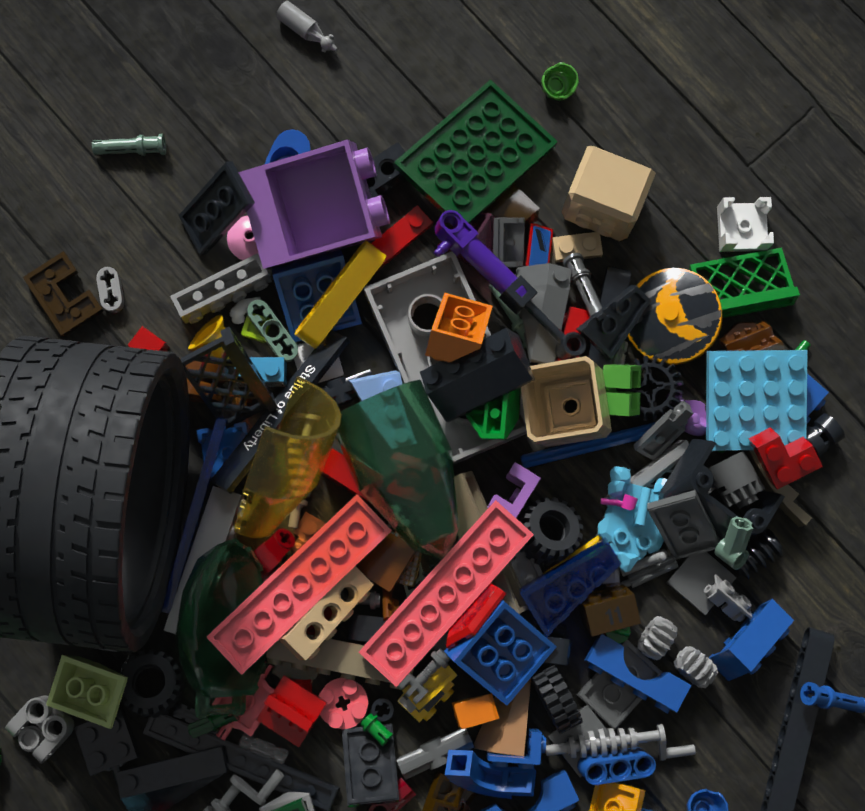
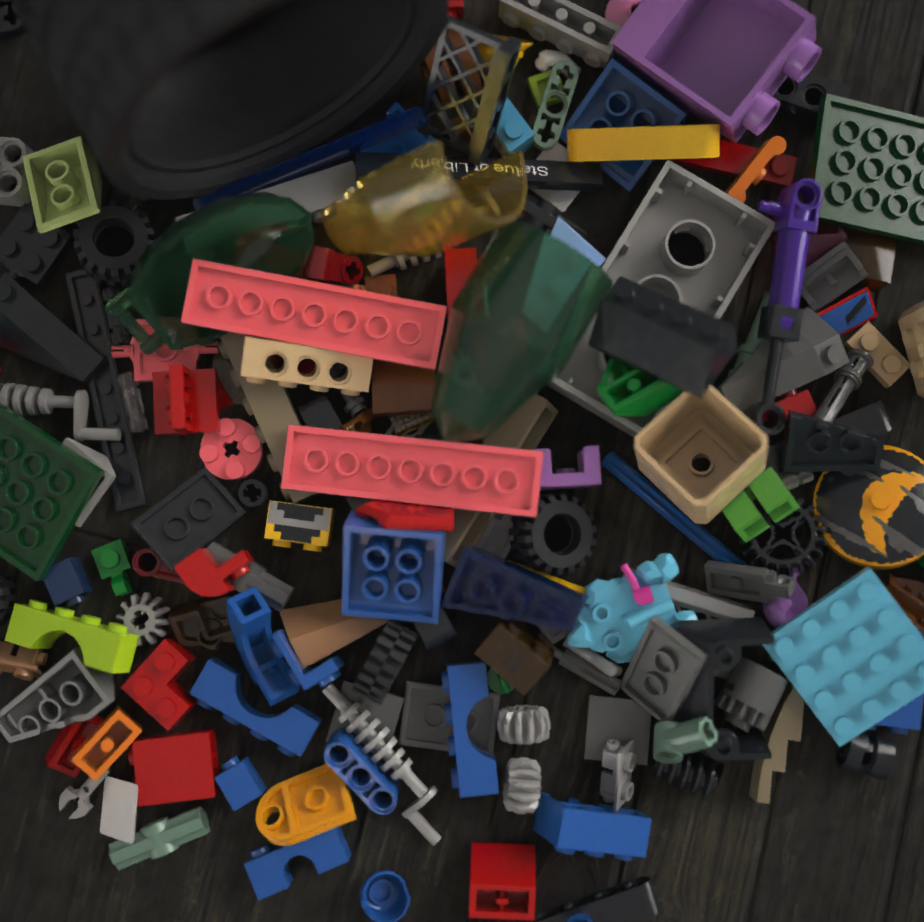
camera: 60 degrees right, 5 degrees up
(210, 724) = (113, 328): dark green axle -> none
(376, 729) = (227, 499): green pin -> none
(407, 238) = (754, 169): none -> orange plate
(421, 778) = (207, 578): none -> red brick
(434, 685) = (309, 519): yellow plate -> none
(440, 659) = (338, 512): dark grey hinge -> none
(457, 328) = (695, 278): orange slope -> none
(475, 711) = (314, 586): orange slope -> none
(748, 723) = (502, 881): none -> red slope
(781, 462) = (808, 734): red brick -> none

